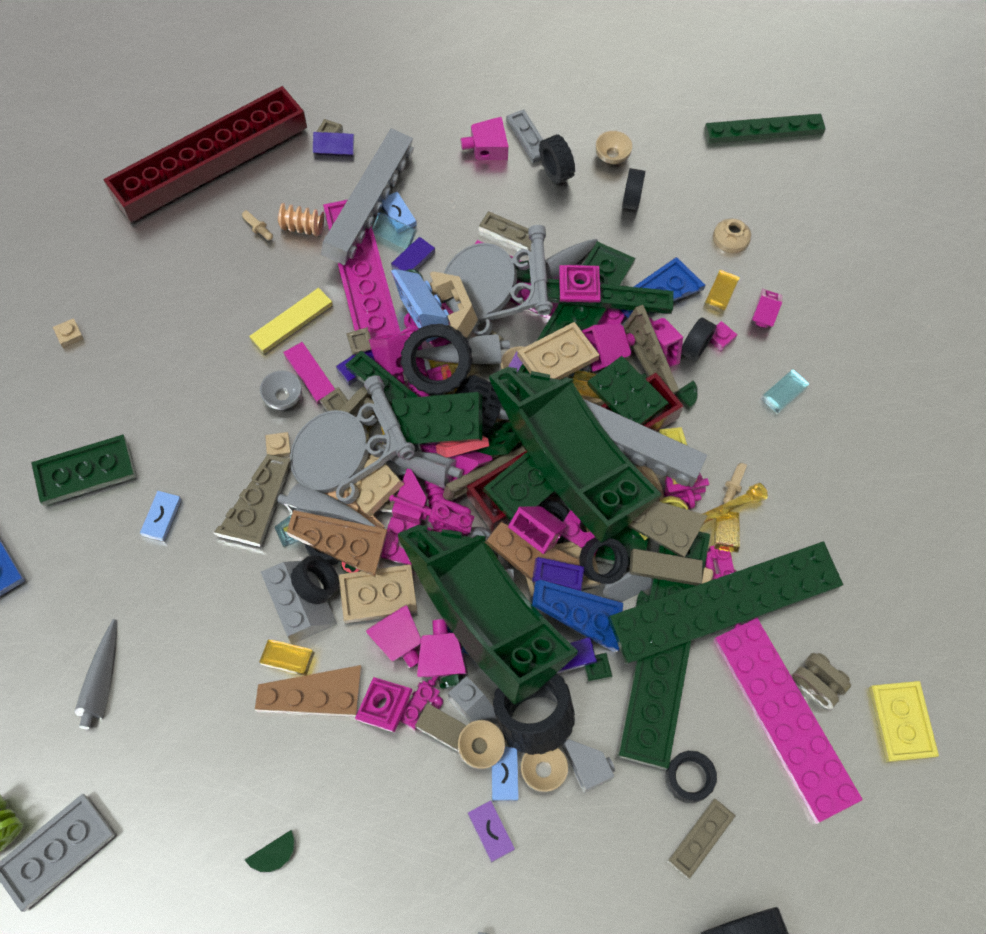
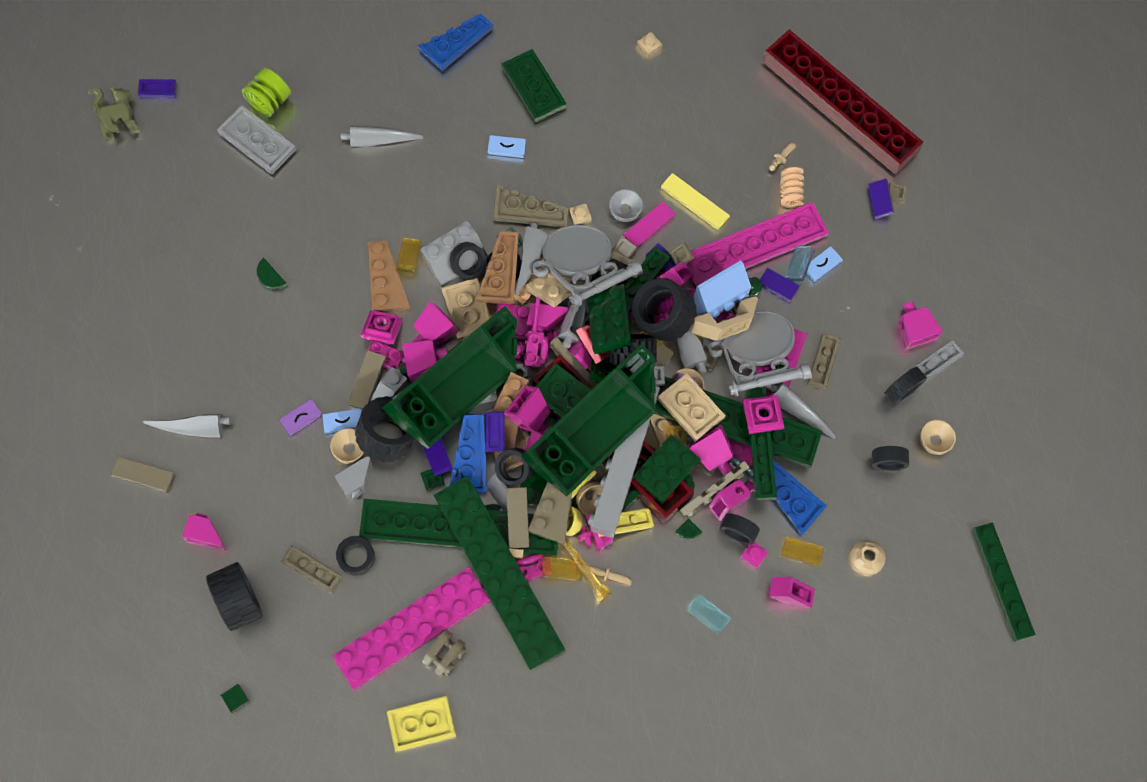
camera: 80 degrees right, 5 degrees up
(367, 197) = (826, 234): light grey brick -> none
(494, 744) = (350, 389): tan piece -> none

